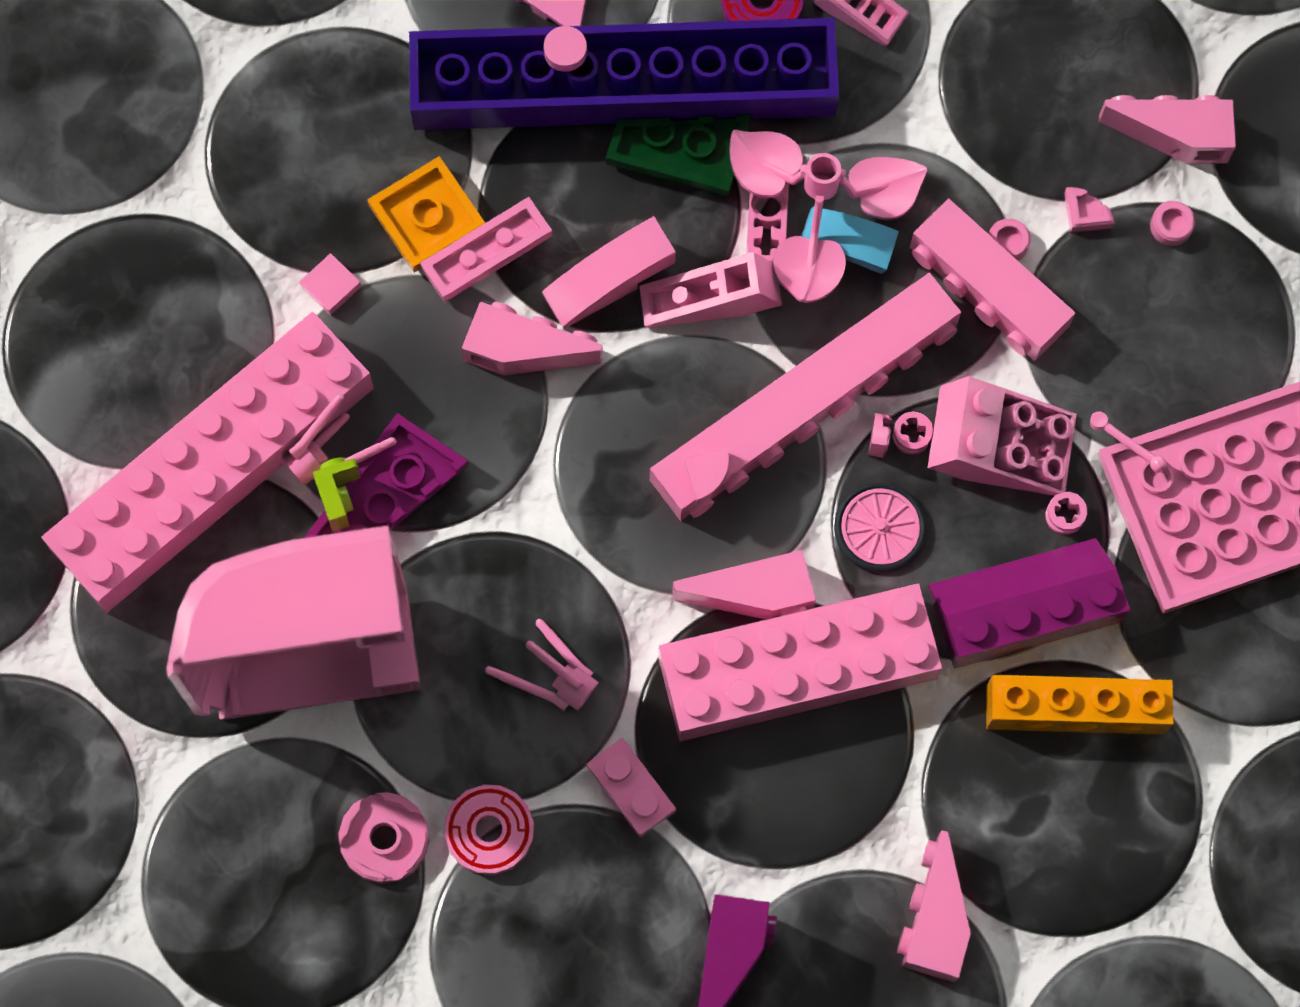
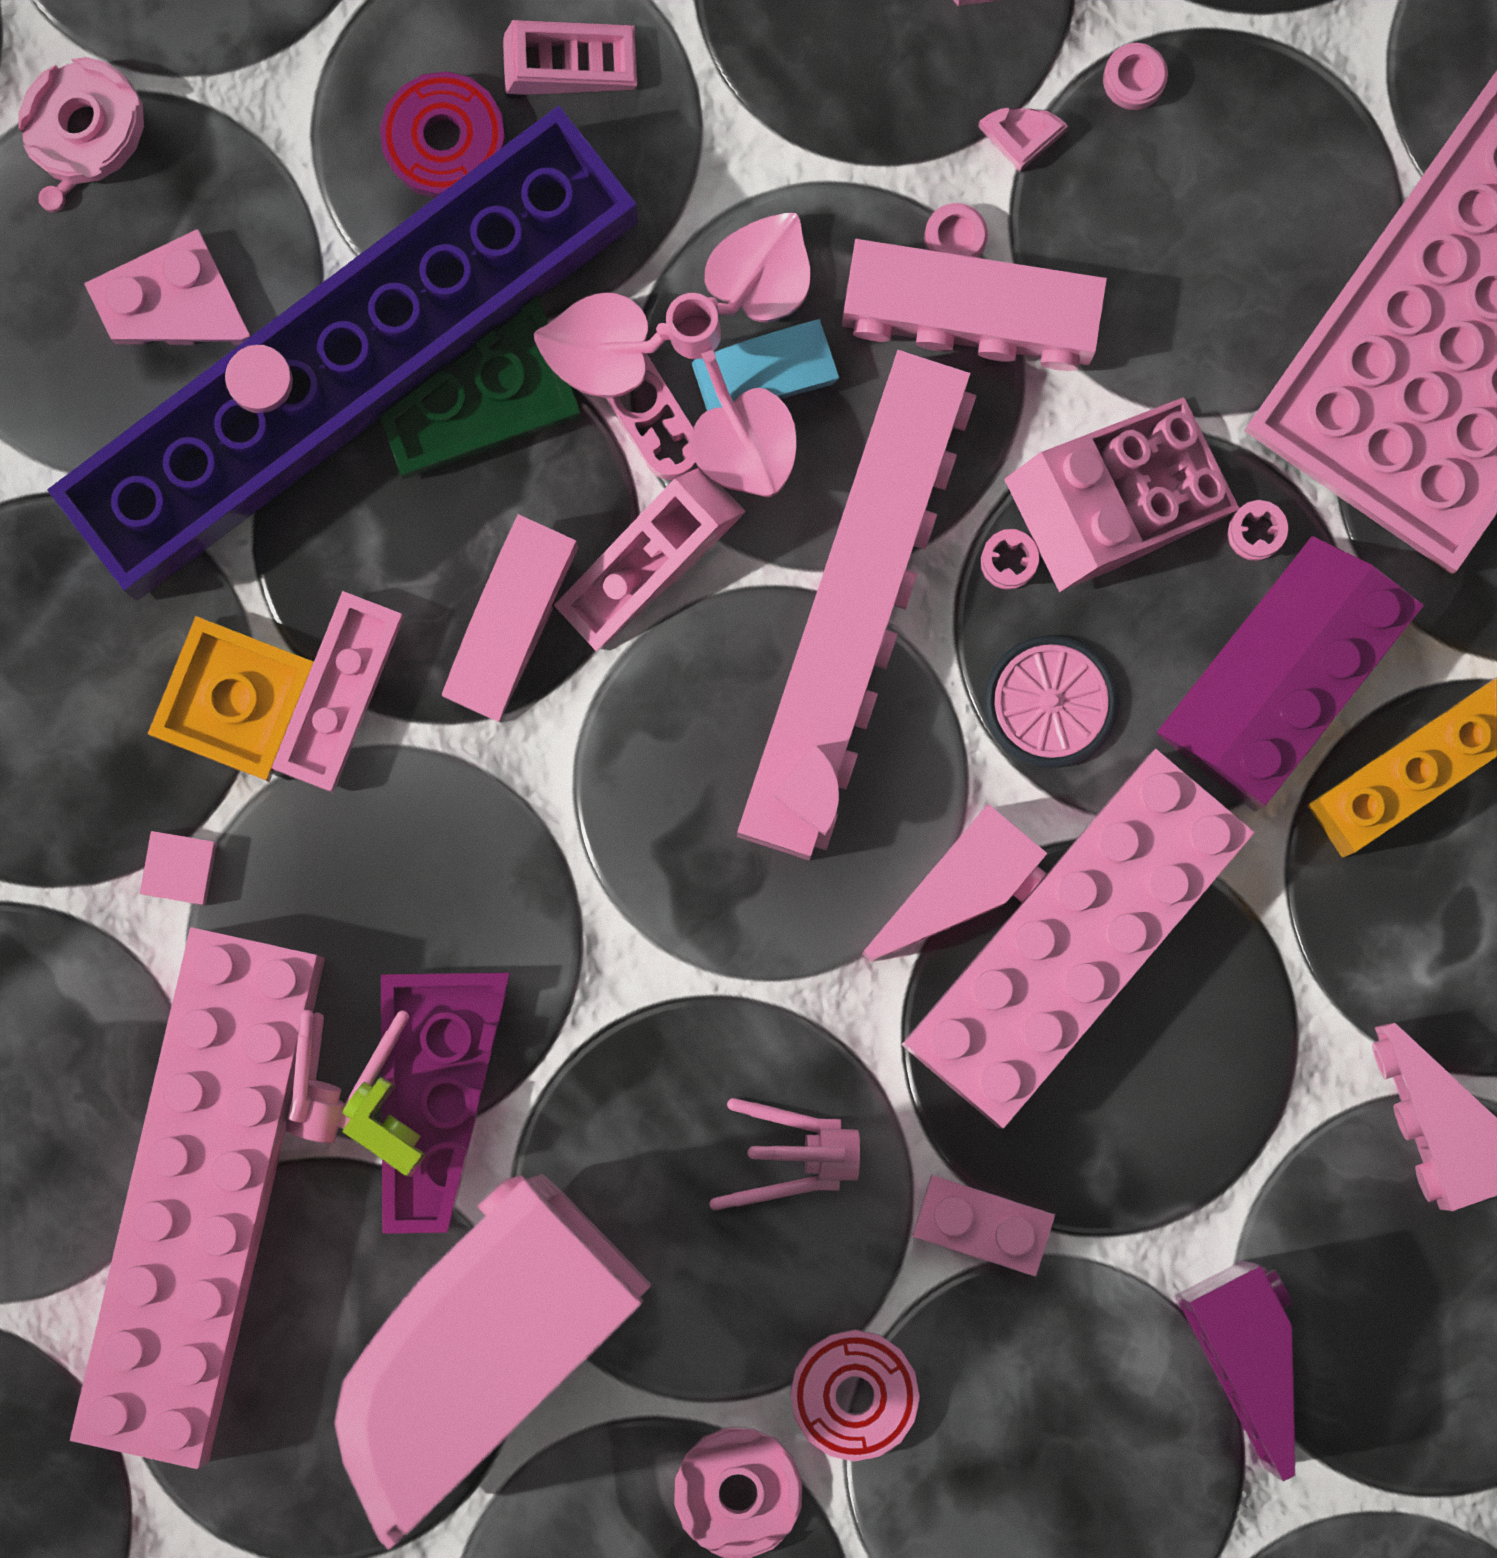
camera: 35 degrees left, 10 degrees up
(518, 345) = (460, 787): bright pink slope -> none
(880, 435) = (973, 589): bright pink tile -> none
(1099, 422) = (1223, 392): bright pink hinge -> none

